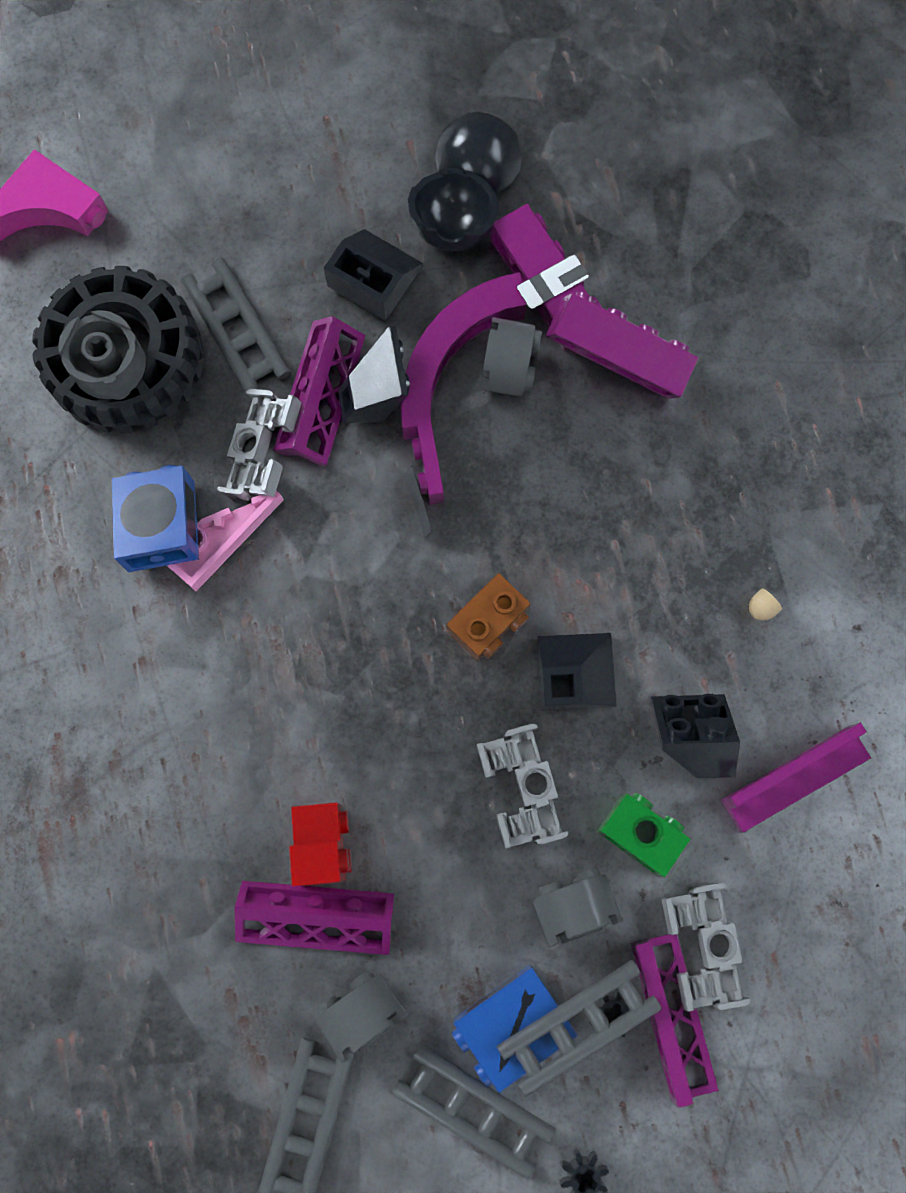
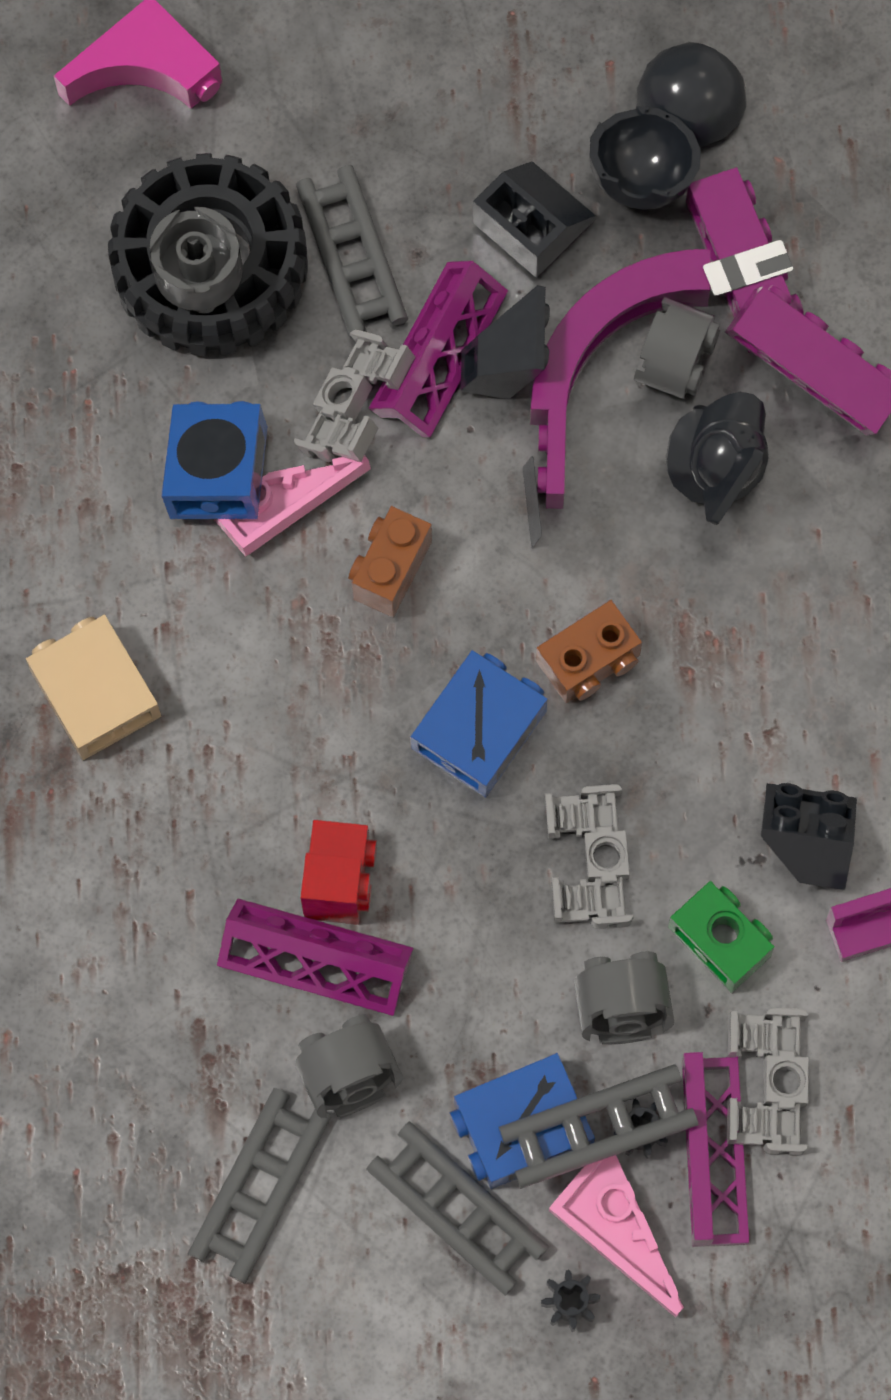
camera: 15 degrees right, 5 degrees down
(88, 725) = (93, 686): none -> tan brick
(314, 573) = (391, 562): none -> dark orange brick
(411, 692) = (479, 722): none -> blue brick
(561, 436) = (719, 452): none -> black helmet
(576, 671) = (682, 736): black slope -> none
(602, 1098) = (607, 1217): none -> bright pink wing

